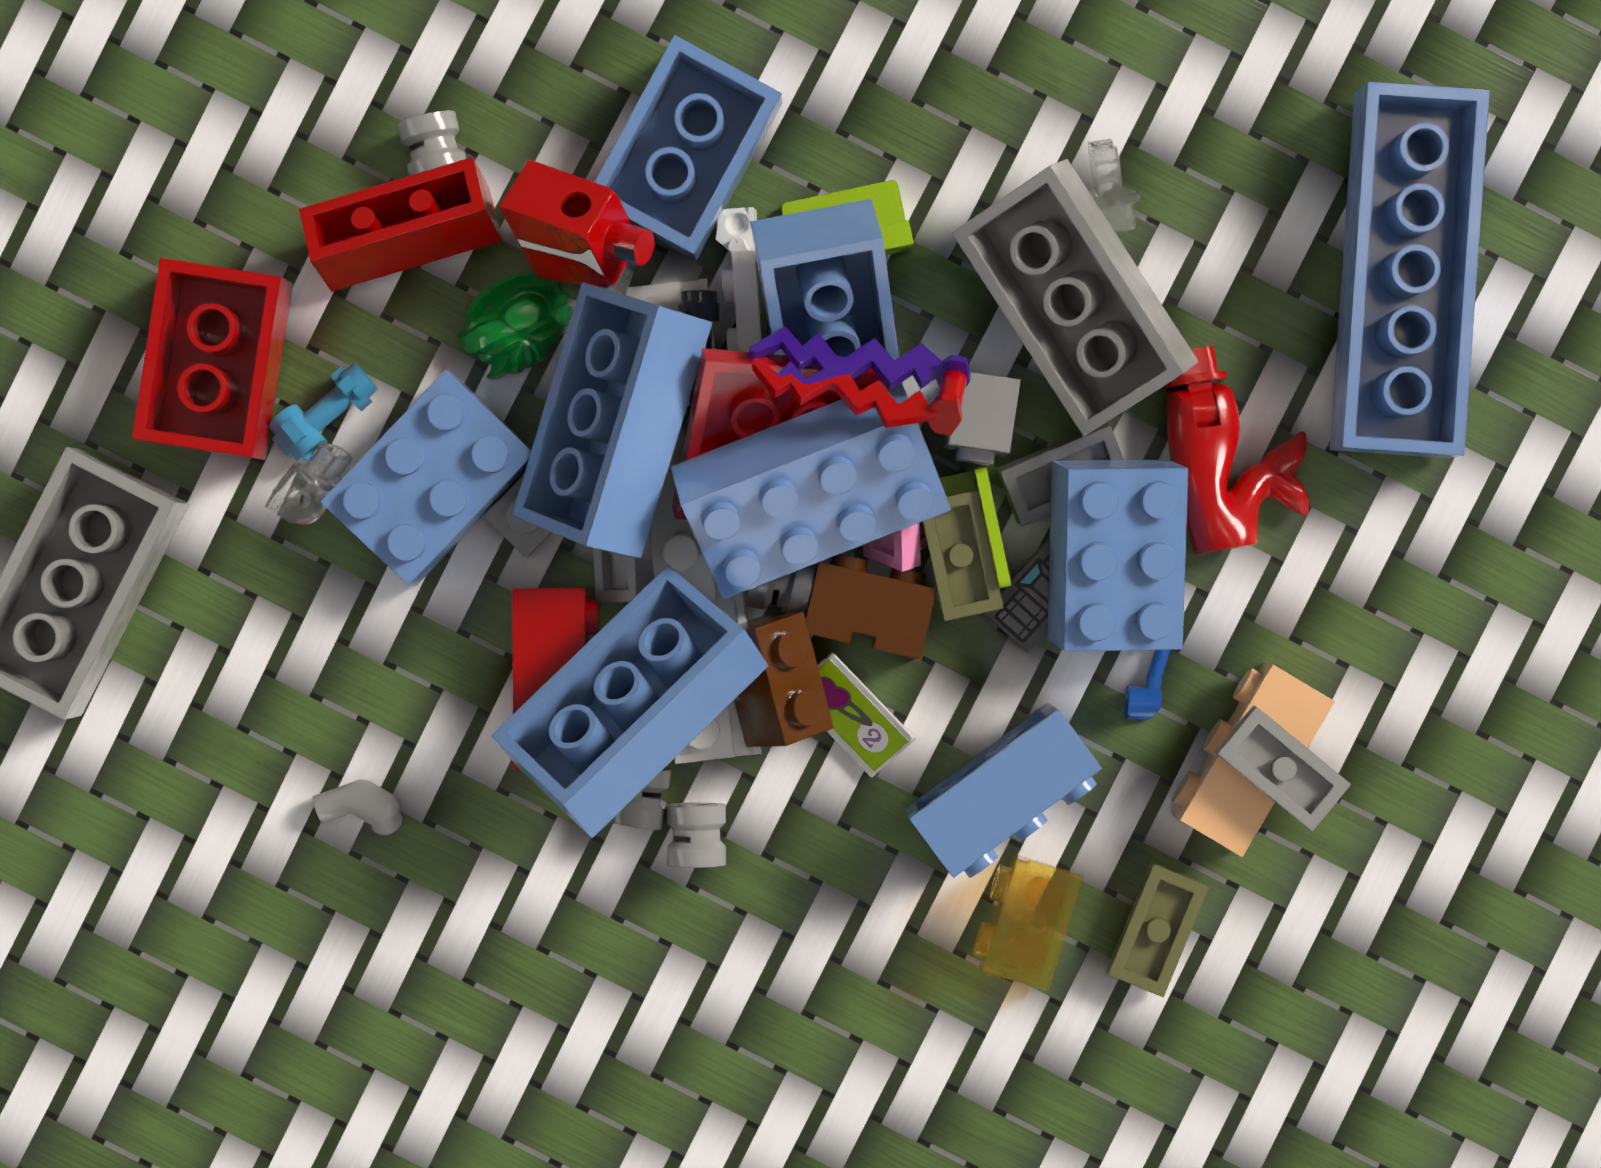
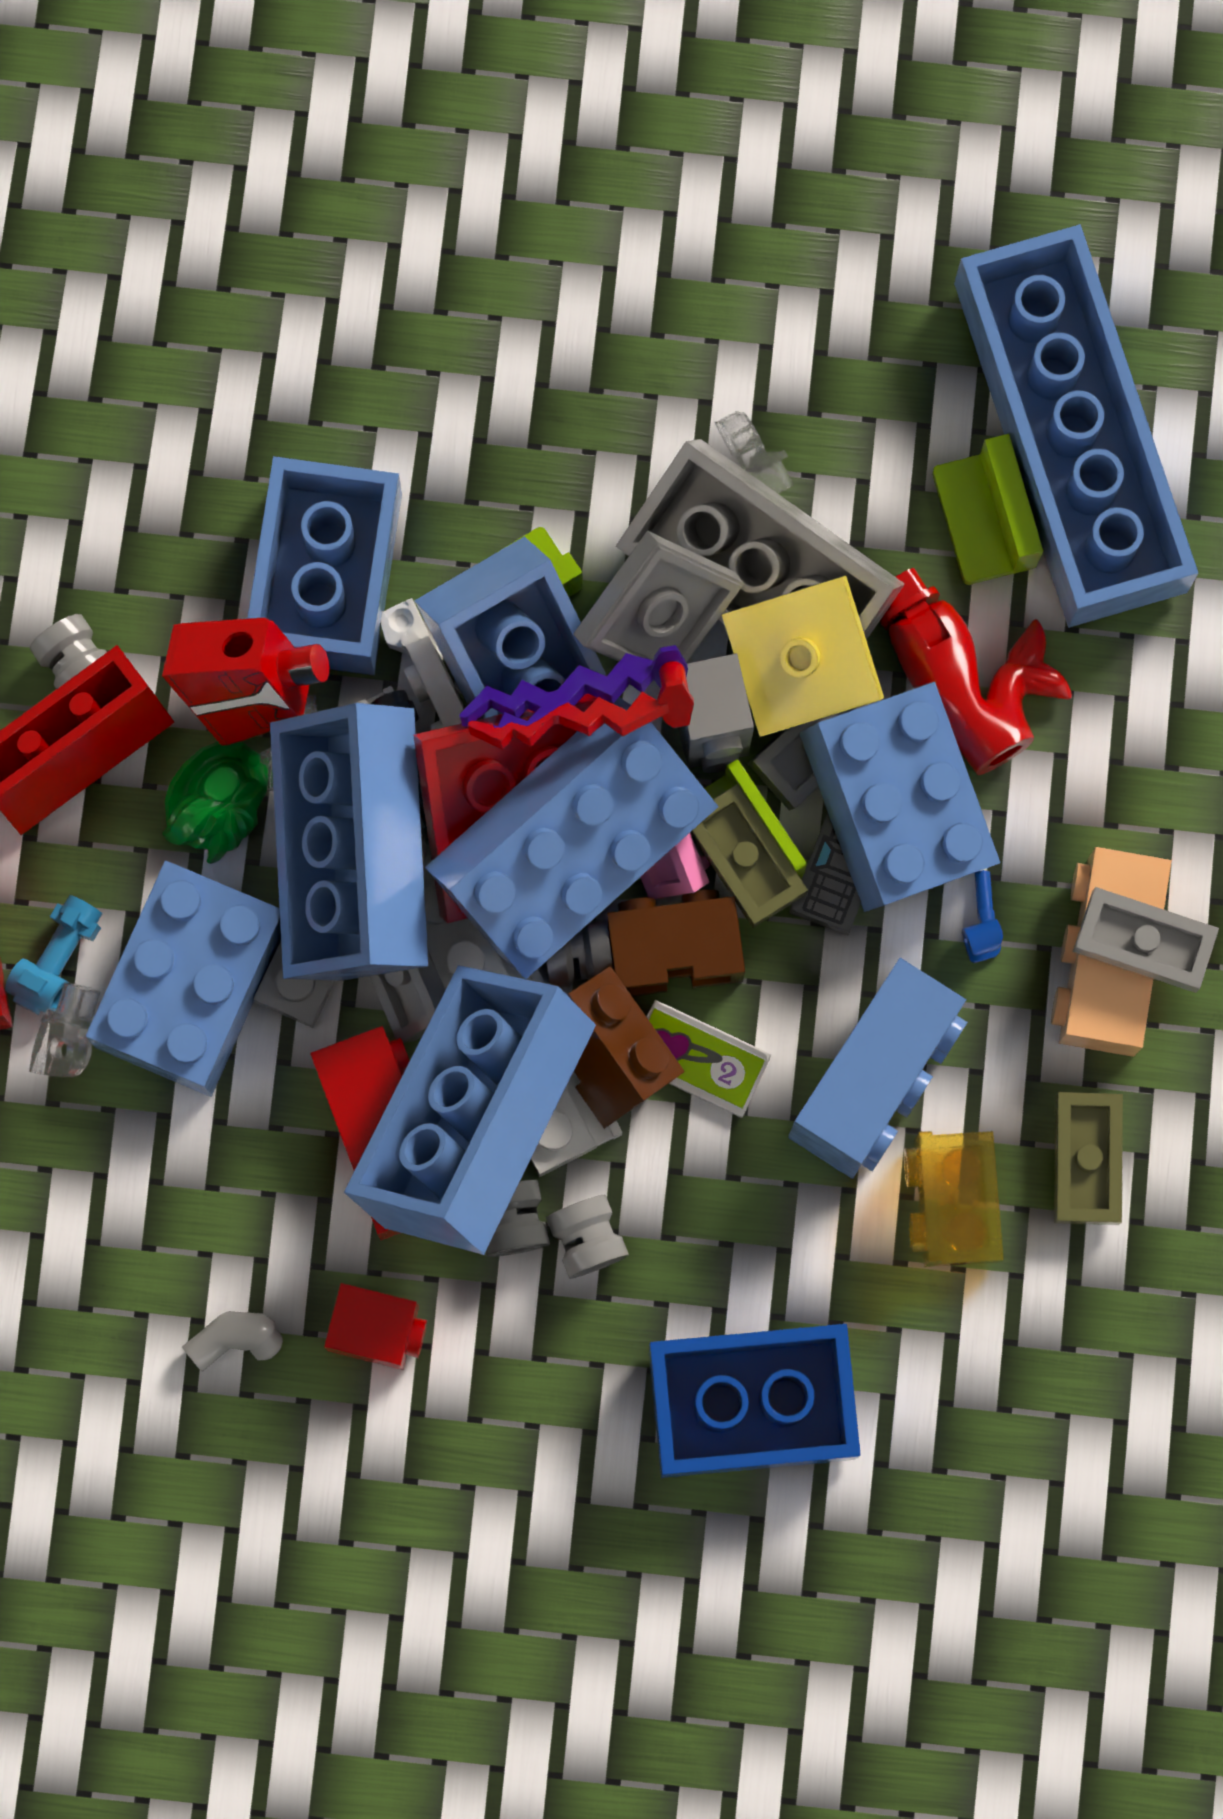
camera: 25 degrees left, 10 degrees down
(484, 844) = (375, 1327): none -> red brick
(785, 1034) = (754, 1400): none -> blue brick
(967, 308) = (658, 601): none -> light grey tile
(1080, 400) = (803, 656): none -> light yellow plate
(1299, 318) = (988, 513): none -> lime panel

